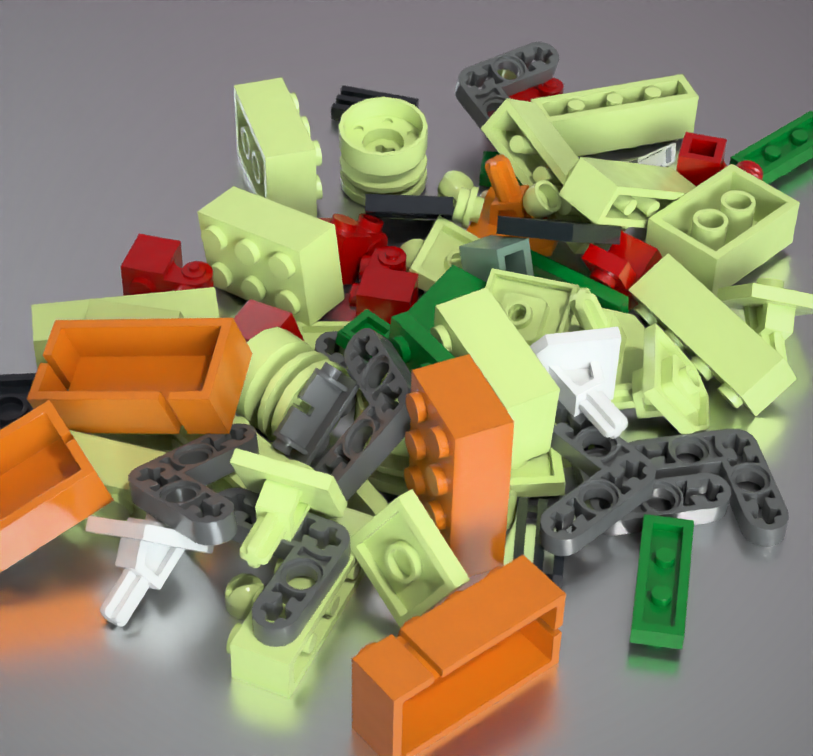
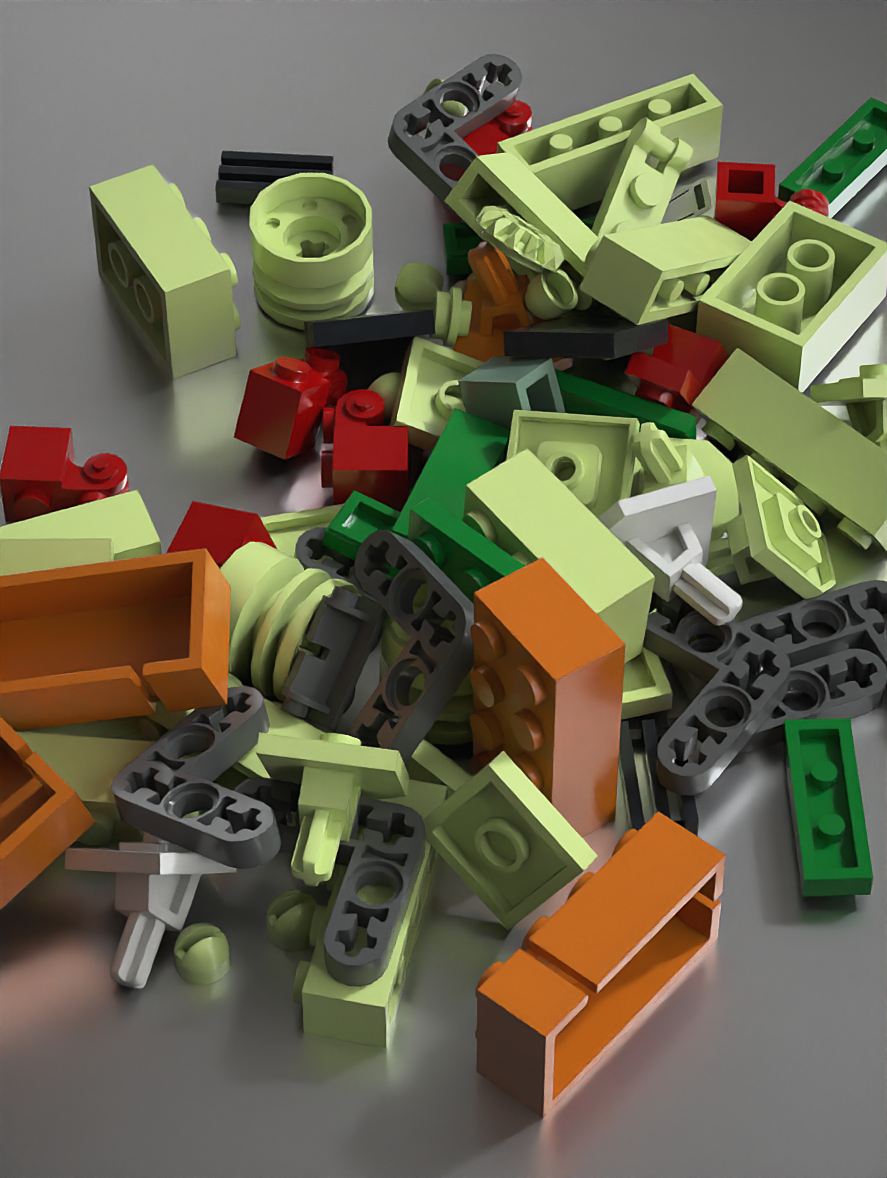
camera: 10 degrees left, 5 degrees up
(172, 609) = (202, 954): none -> yellowish green hinge
(272, 254) = (205, 430): yellowish green brick -> none
(524, 156) = (519, 239): none -> yellowish green gear
(624, 141) = (637, 191): none -> yellowish green plate

